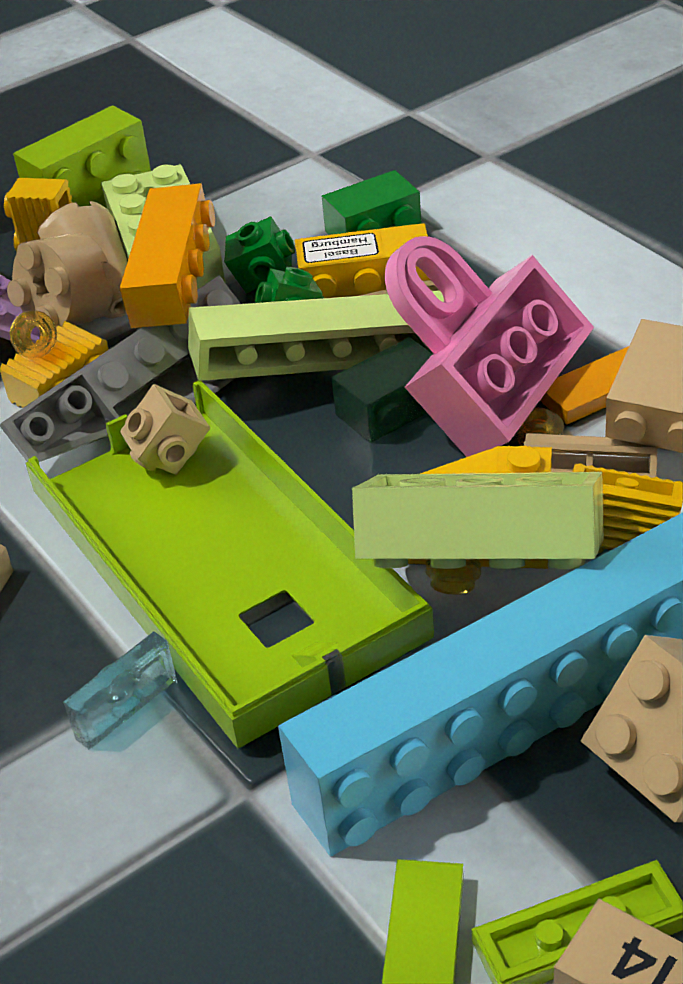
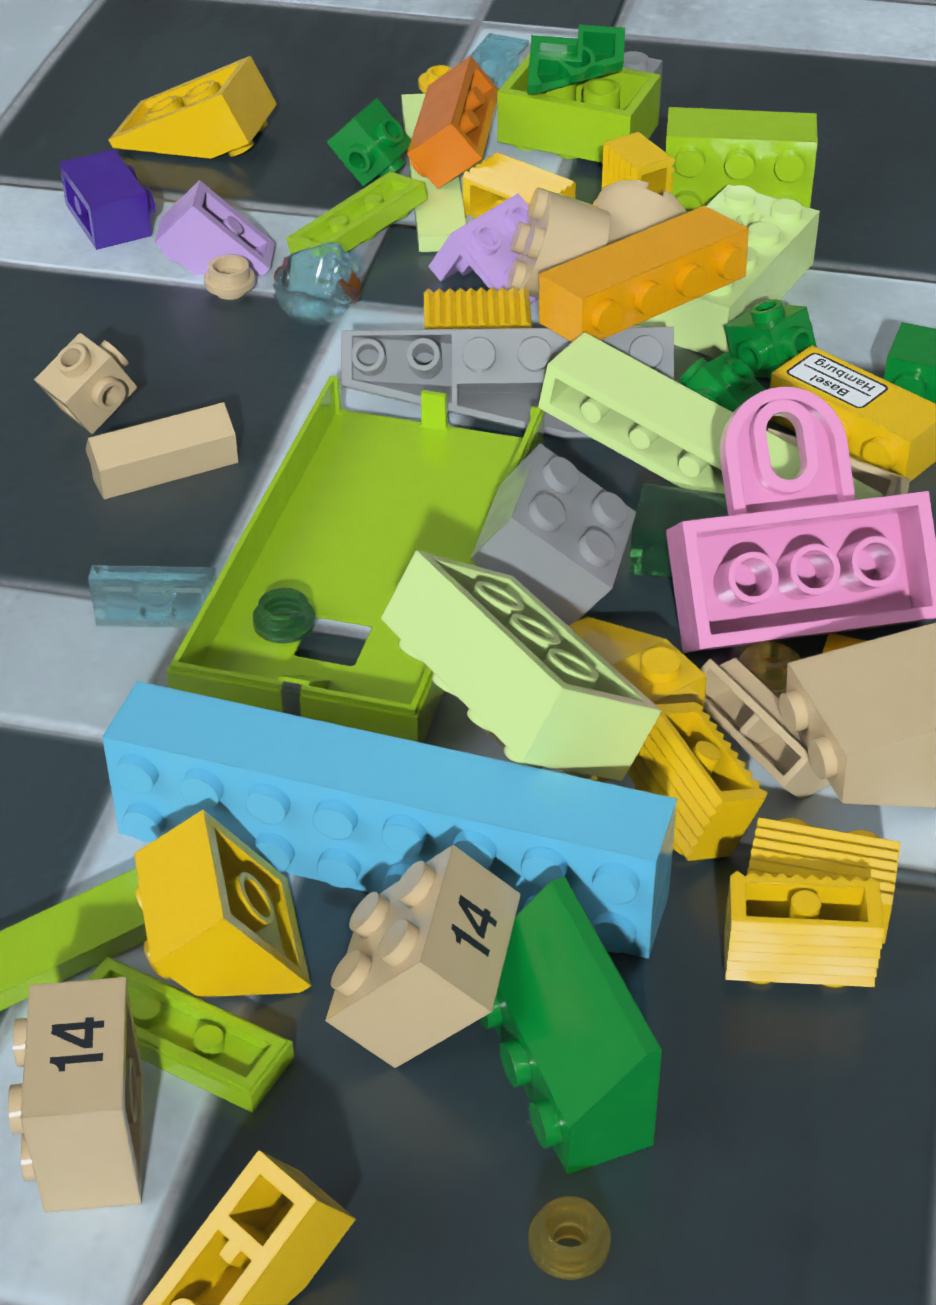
camera: 45 degrees right, 0 degrees up
(21, 334) = (477, 265): clear yellow plate -> none
(164, 430) = (442, 434): tan brick -> none
(228, 616) = (283, 616): none -> clear green plate
(331, 439) = (555, 534): none -> light grey brick
(509, 830) = (218, 914): none -> yellow slope

